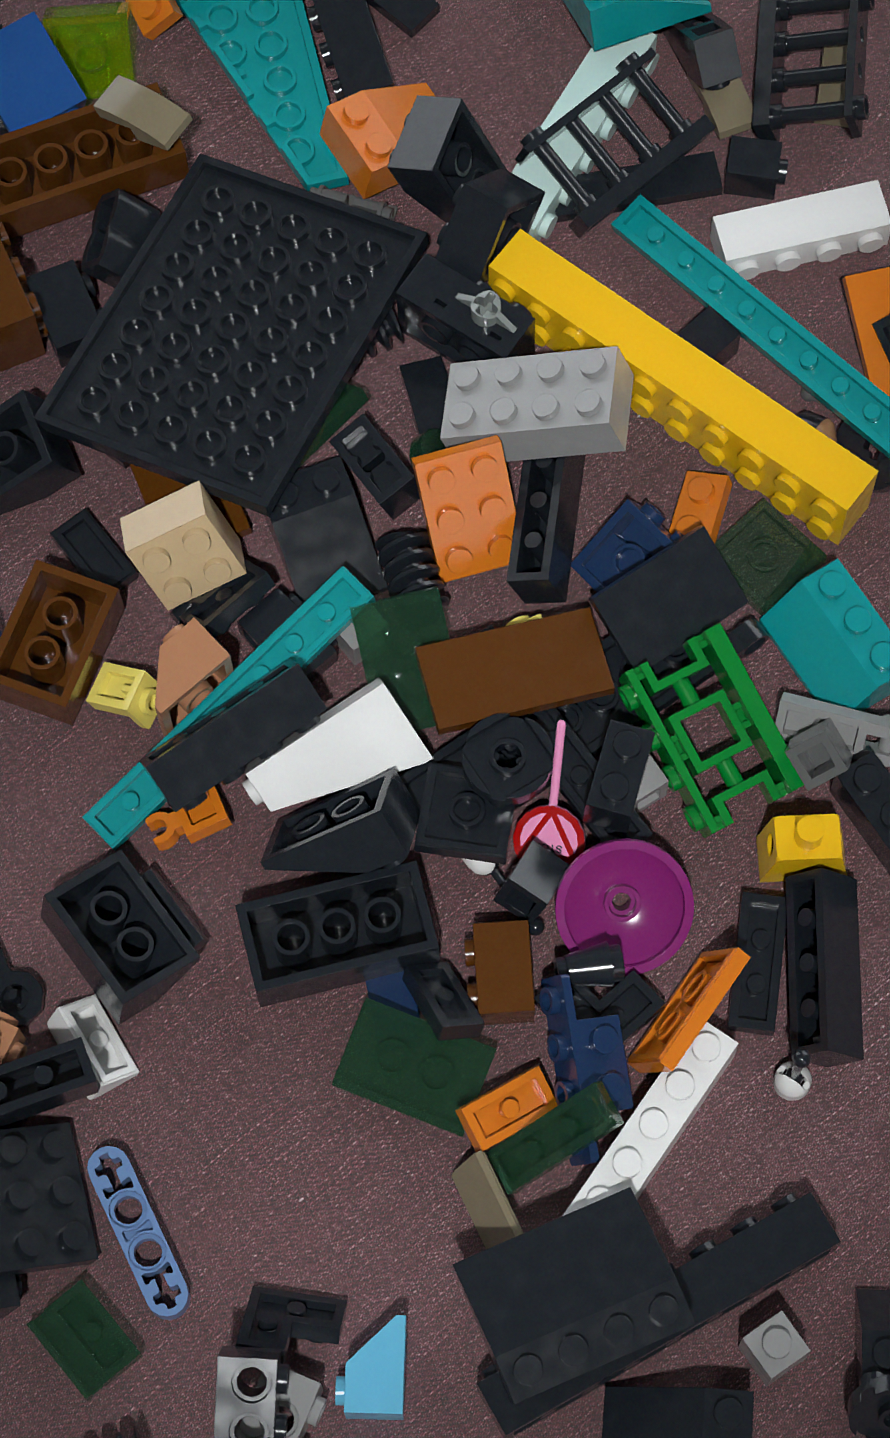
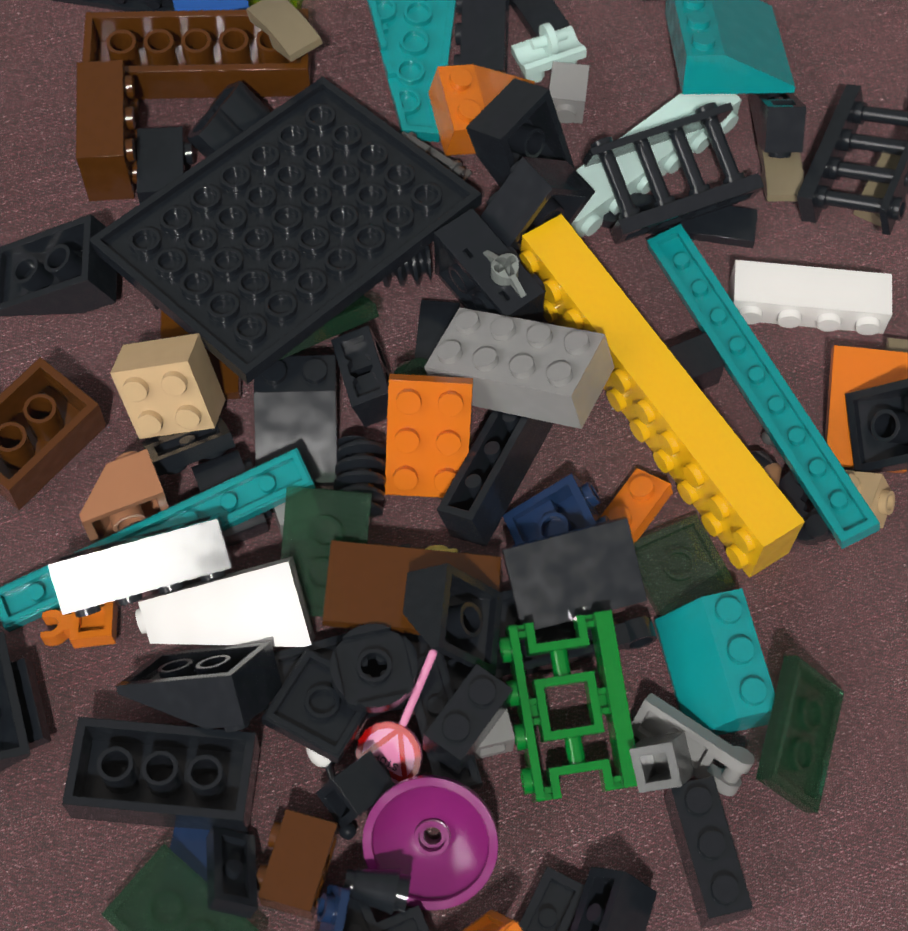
camera: 15 degrees right, 5 degrees down
(93, 551) = (95, 360): black tile -> none
(125, 693) = (68, 495): light yellow bracket -> none
(430, 45) = (538, 53): none -> light aqua hips
(468, 78) = (569, 90): none -> light grey brick
(569, 678) = (455, 614): none -> black slope
(754, 168) = (787, 233): black brick -> none
(800, 846) = (617, 843): yellow torso -> none

